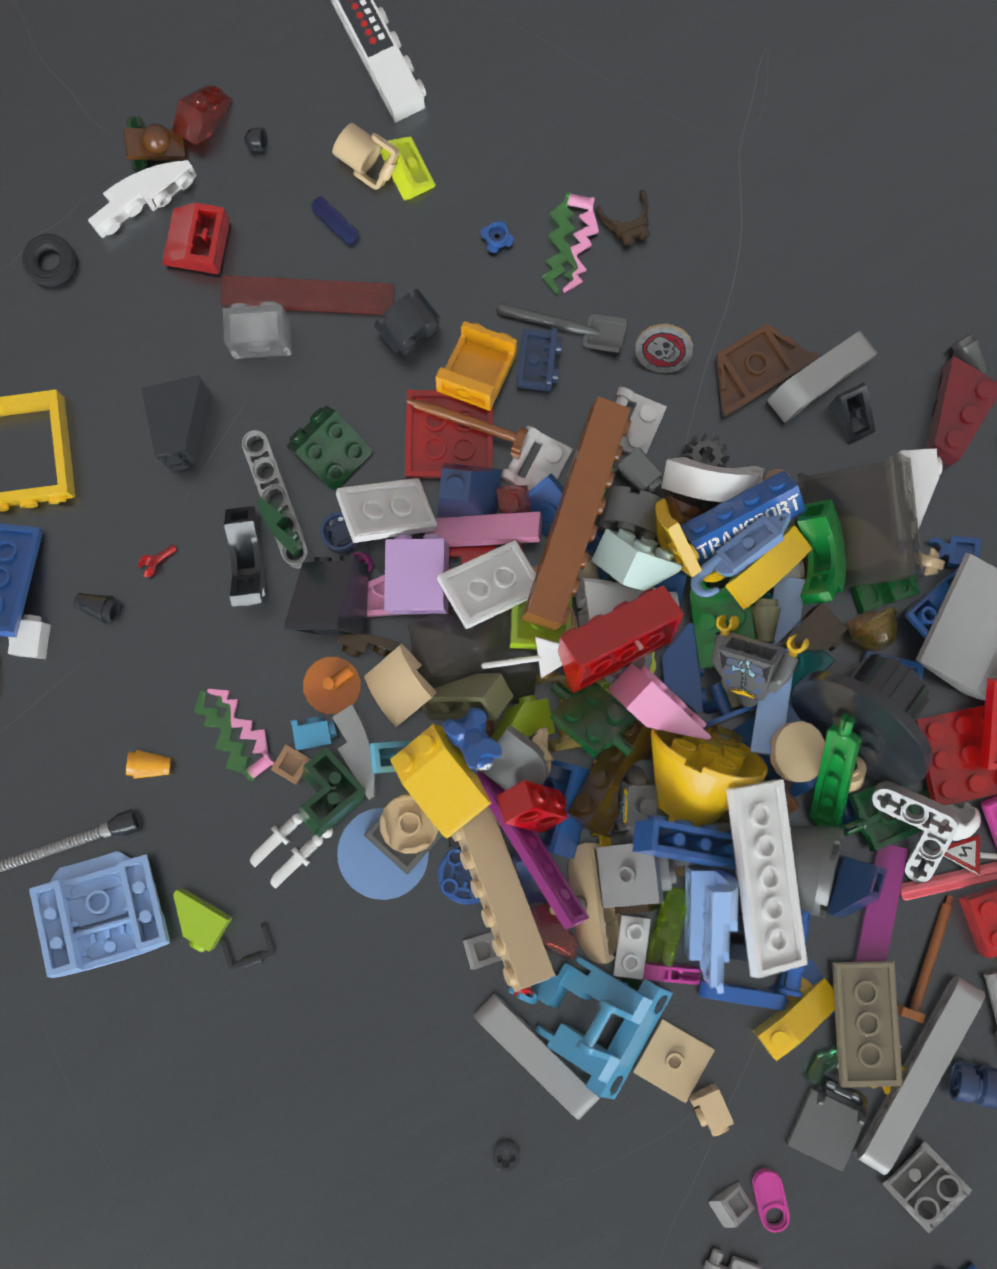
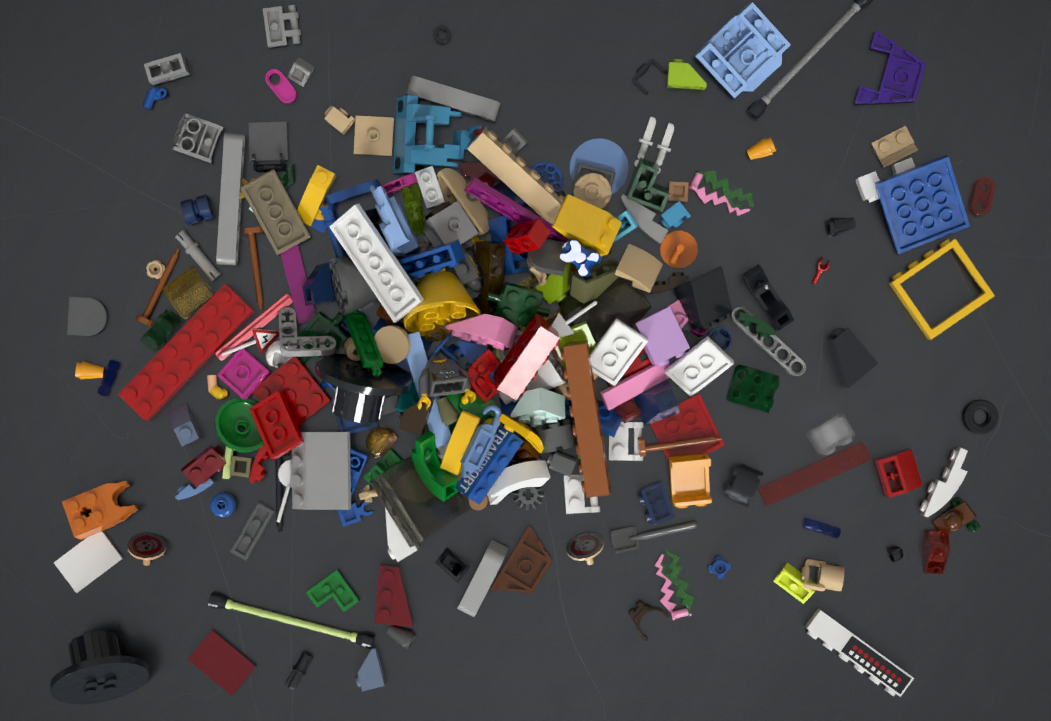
camera: 145 degrees right, 5 degrees up
(695, 650) = (478, 376): none -> red plate

